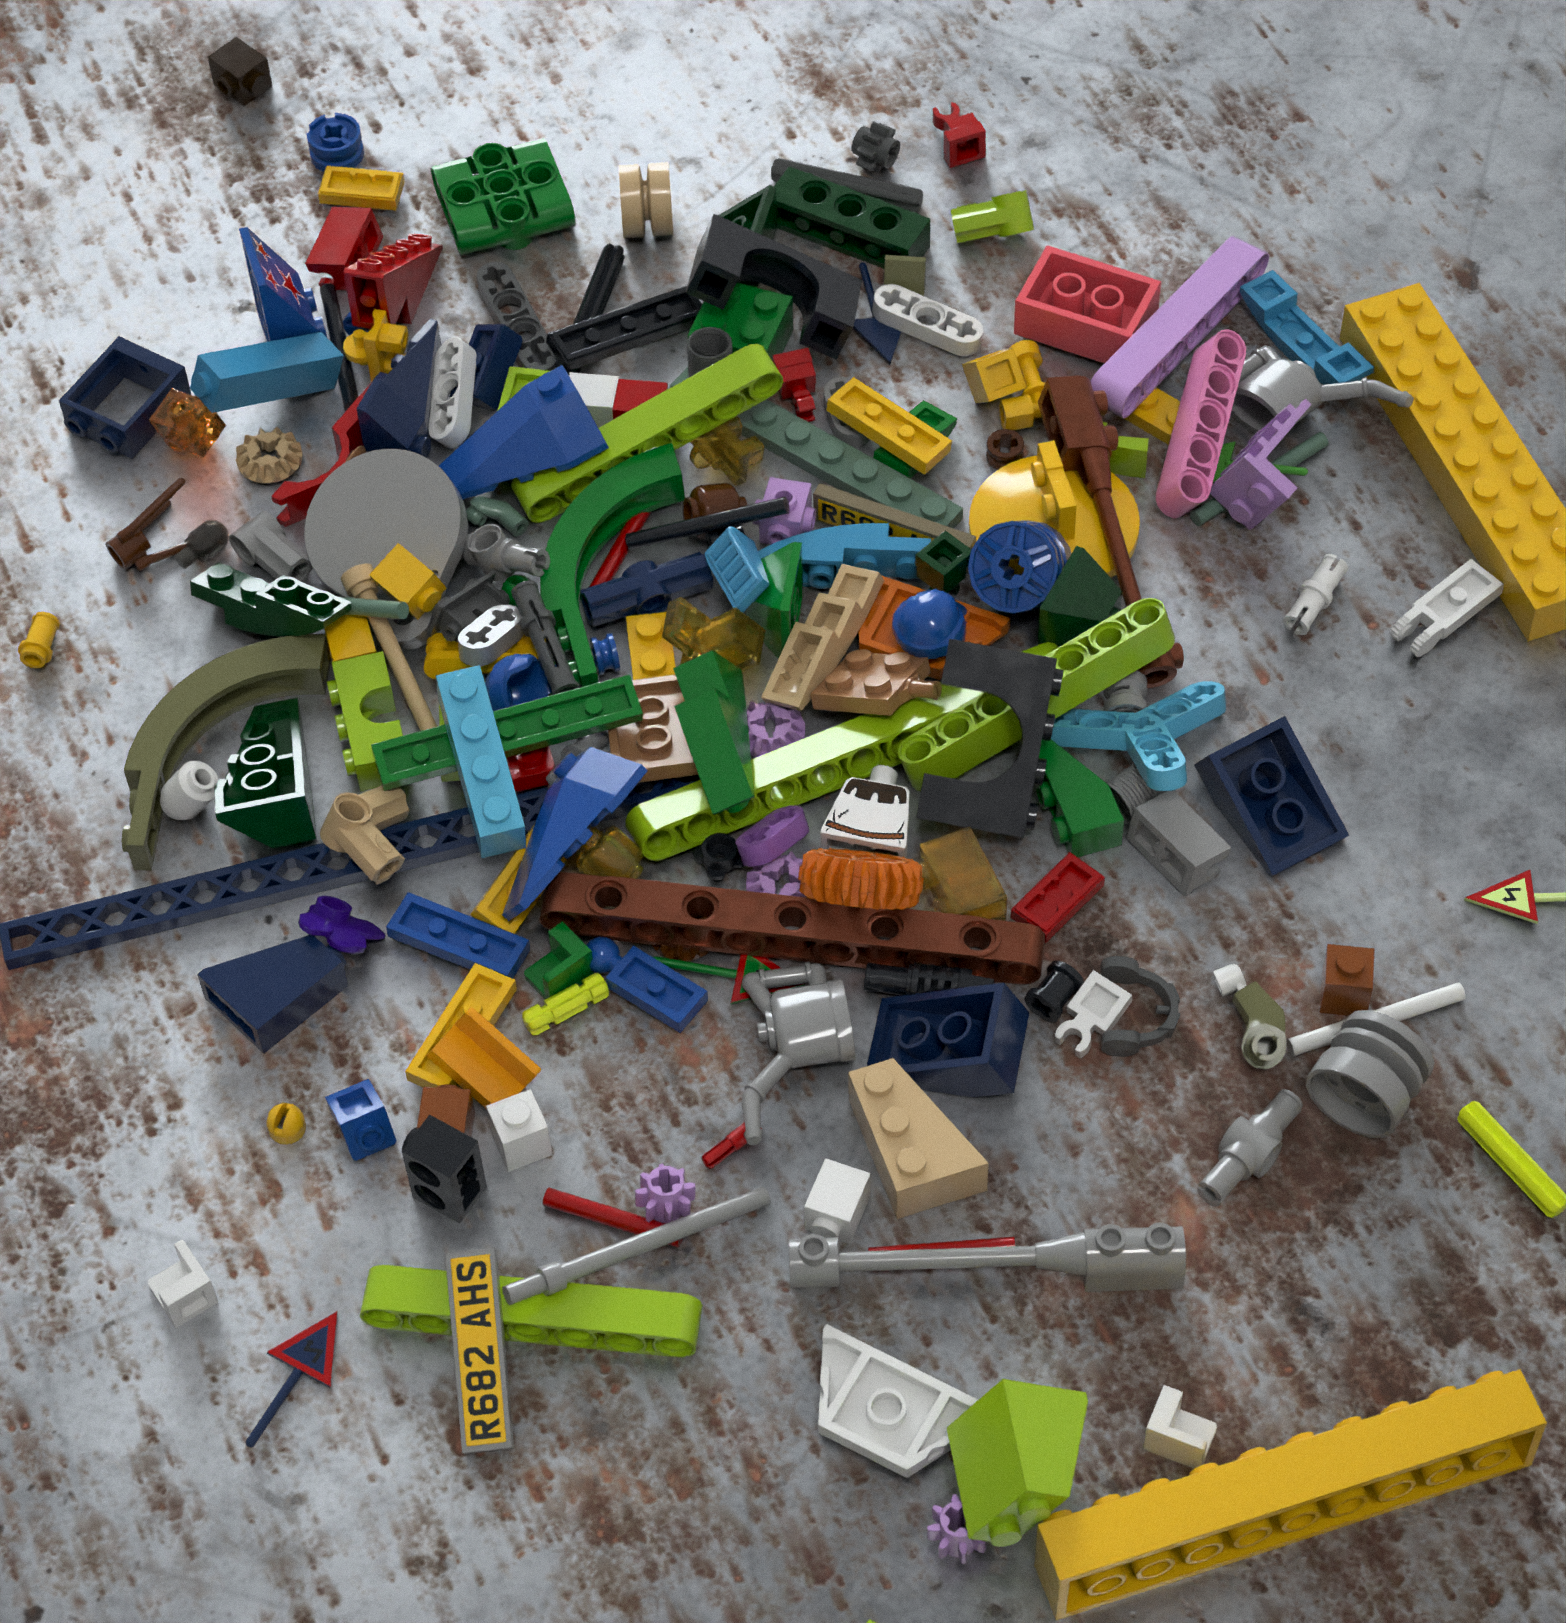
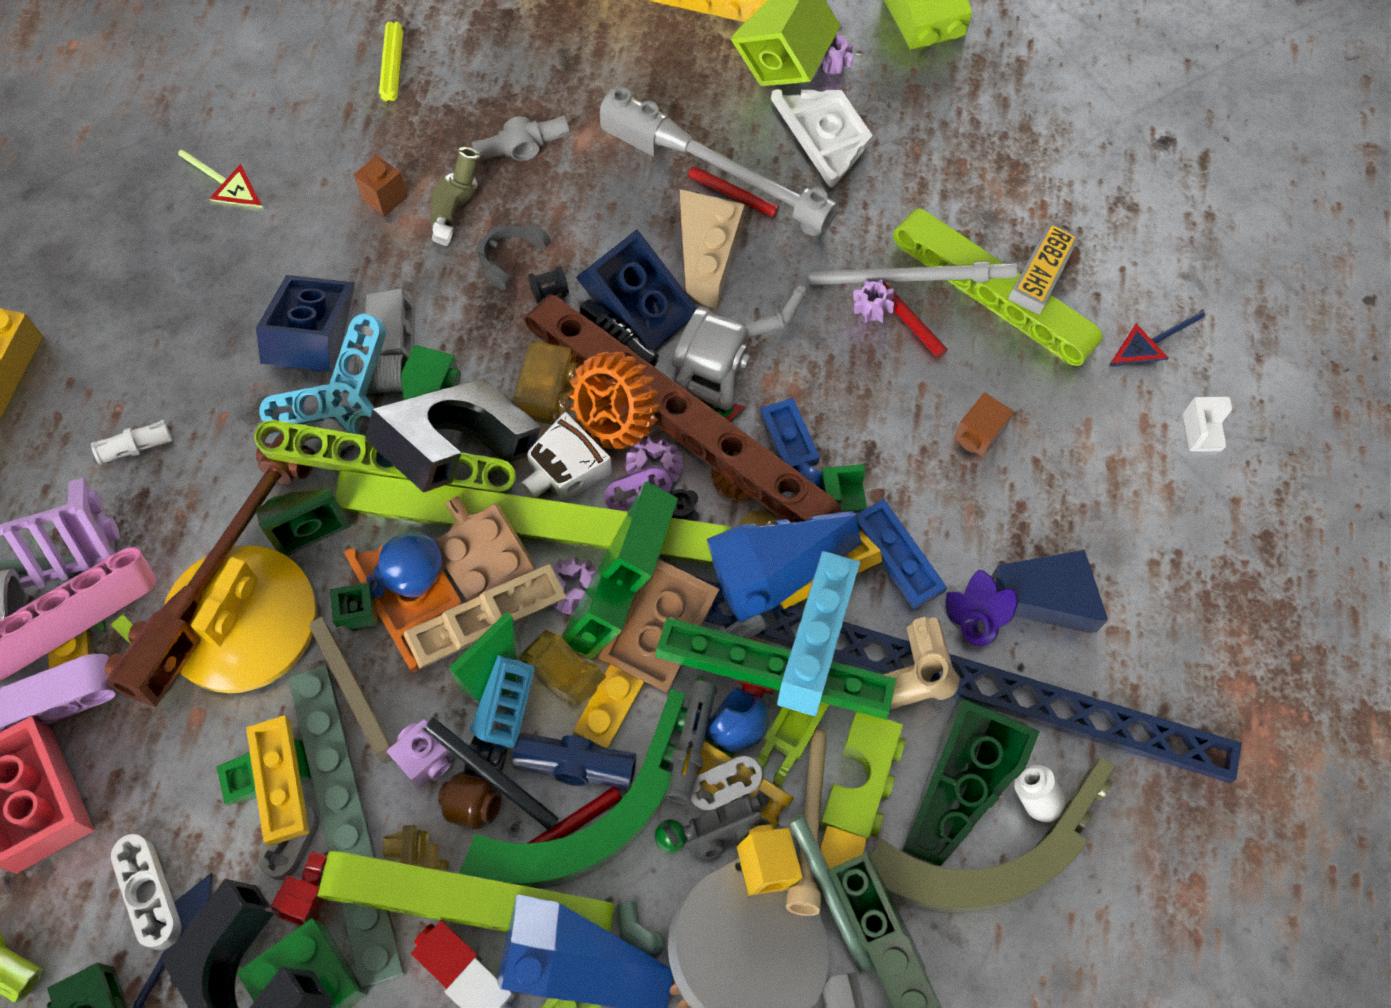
camera: 150 degrees left, 10 degrees up
(293, 1126) = (1090, 503): yellow hinge -> none
(361, 1119) = (1036, 466): blue bracket -> none
(444, 1168) = (1009, 375): black brick -> none
(482, 990) = (936, 484): yellow plate -> none
(483, 1059) = (939, 442): light orange panel -> none
(493, 551) = (664, 851): light grey pin -> none
(519, 1130) = (939, 389): white brick -> none
(565, 1004) = (877, 467): neon yellow axle -> none
(605, 654) = (646, 721): blue bush -> none
(706, 348) = (343, 934): dark grey piece -> none
(729, 1145) = (804, 319): red pin -> none
(837, 1201) = (774, 240): white brick -> none
(853, 545) = (418, 697): dark azure slope -> none
(906, 272) = (123, 950): olive slope -> none
(994, 375) = (156, 775): yellow brick -> none
(1000, 439) = (210, 703): reddish brown bush -> none
(1022, 410) = (142, 738): yellow bar -> none
(1039, 551) = (305, 562): blue wheel -> none
(1058, 895) = (492, 341): red plate -> none
(1095, 1007) = (536, 260): white plate -> none
(1177, 1432) = (688, 39): white panel -> none
(1370, 1073) = (425, 118): light grey wheel -> none
(1399, 1011) = (356, 163): white bar -> none
(1448, 606) = (64, 378): white hinge -> none

